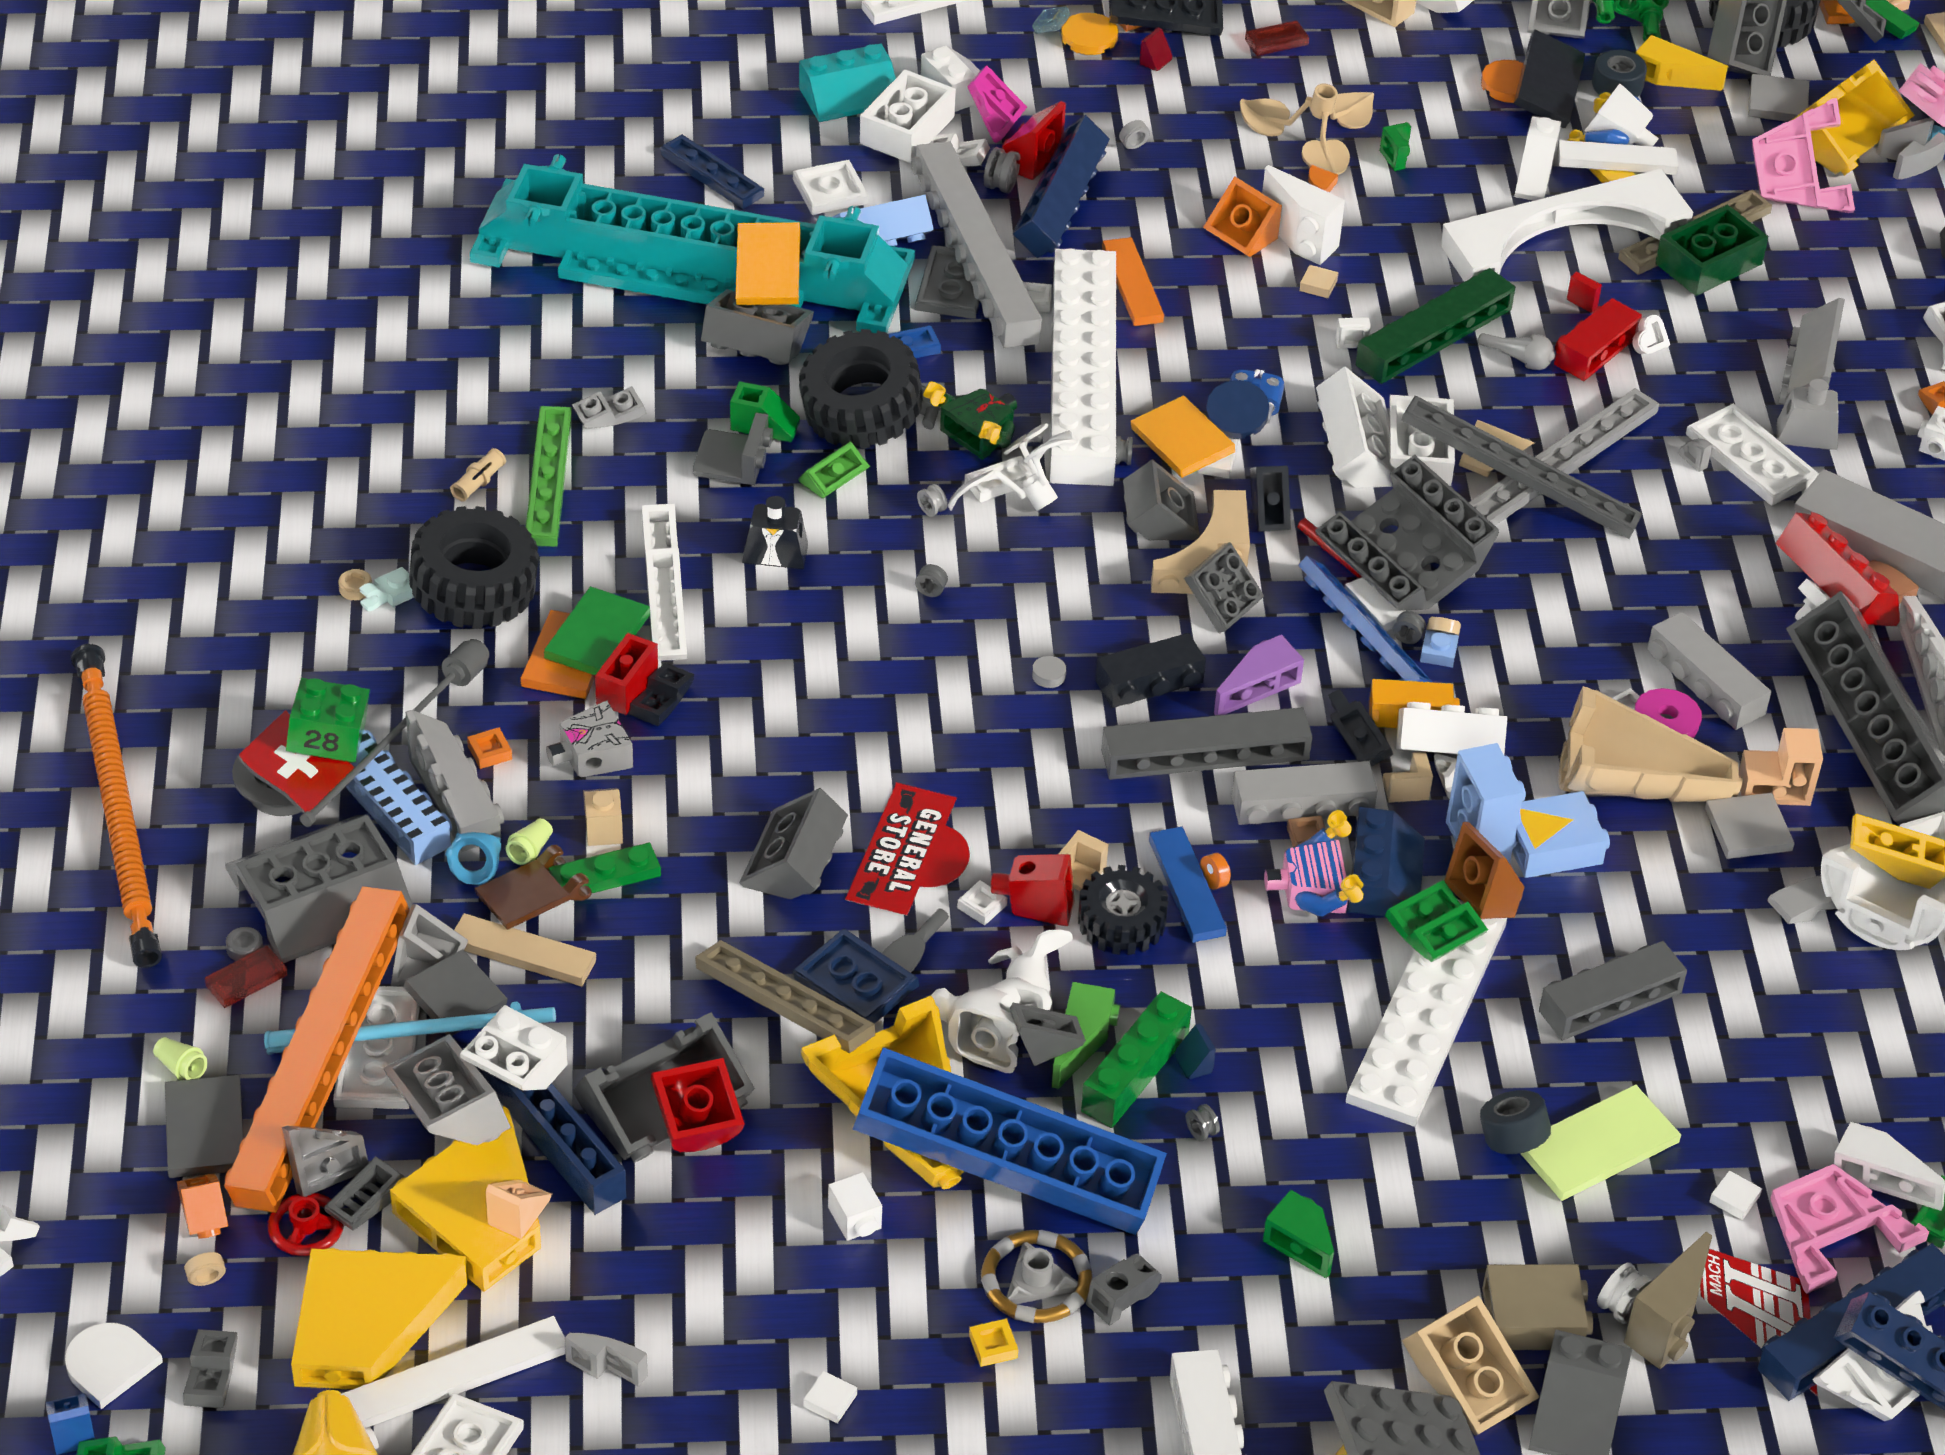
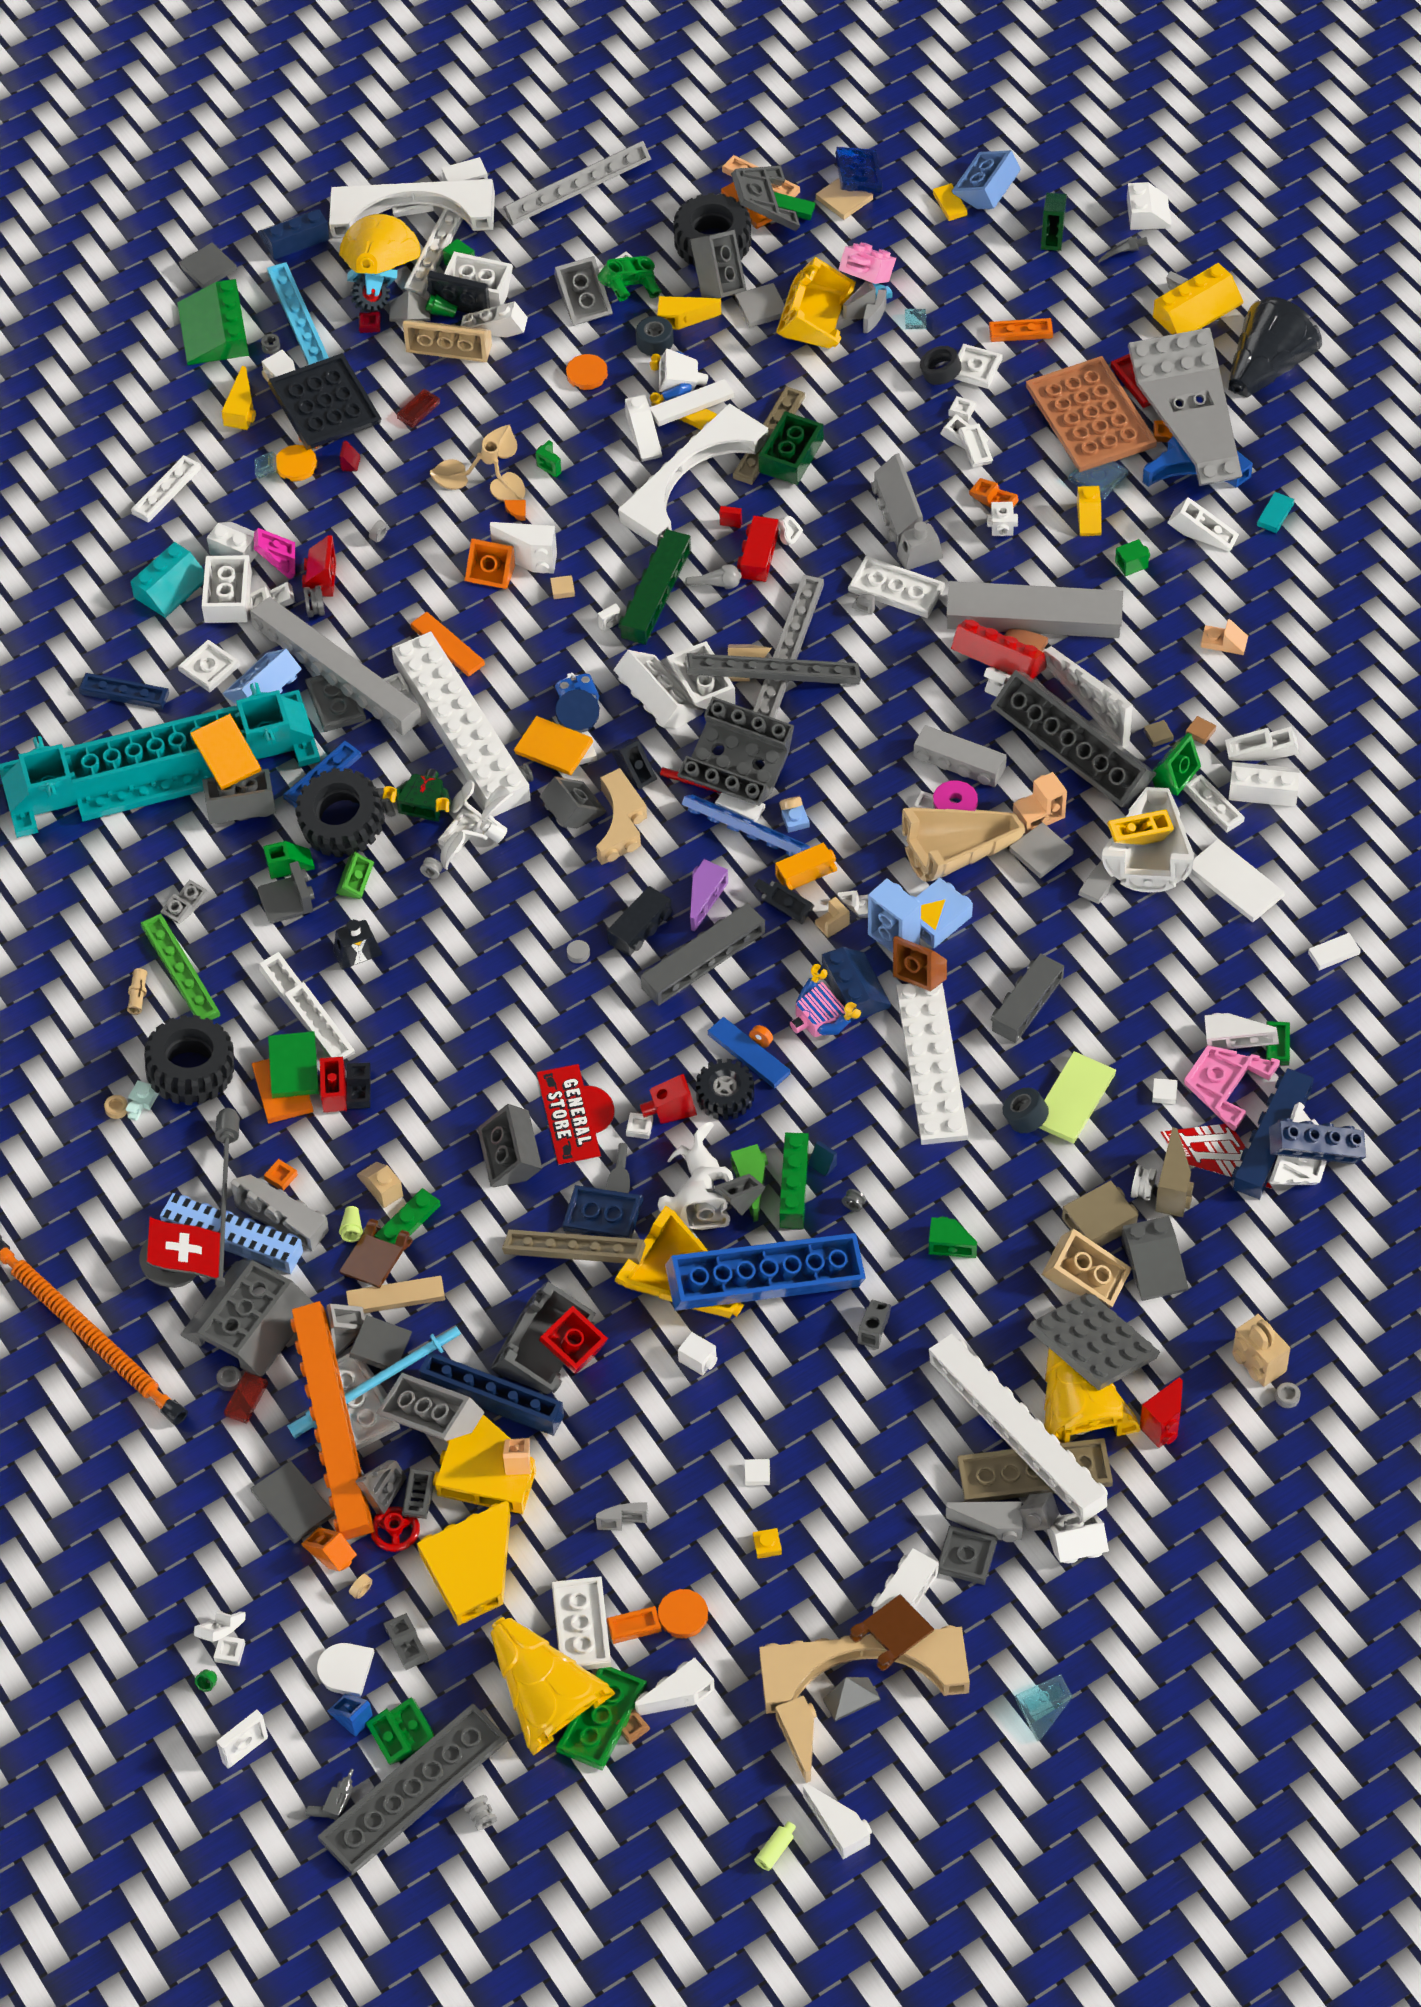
camera: 25 degrees left, 10 degrees up
(181, 1059) = (250, 1469): yellowish green cone -> none
(327, 719) = (186, 1211): green brick -> none
(457, 1372) = (544, 1567): white tile -> none
(491, 847) = (340, 1258): dark azure piece -> none
(518, 1050) = (457, 1364): white slope -> none
(593, 743) = (343, 1140): light grey torso -> none
(928, 587) = (468, 925): dark grey bush -> none
(993, 1342) = (825, 1393): yellow plate -> none
(1037, 1276) = (821, 1341): light grey piece -> none
(1061, 187) = (360, 595): dark blue brick -> none
(1087, 857) = (682, 1064): tan panel -> none
(1224, 587) = (648, 842): dark grey tile -> none
(1302, 792) = (779, 958): light grey brick -> none
(1303, 828) = (794, 983): medium nougat tile -> none
(1413, 621) = (770, 814): dark grey bush -> none
(1435, 921) = (908, 1006): green slope -> none
(1448, 729) = (843, 876): white brick -> none
(1549, 78) = (612, 359): black tile -> none
(1788, 164) = (801, 359): bright pink wing -> none

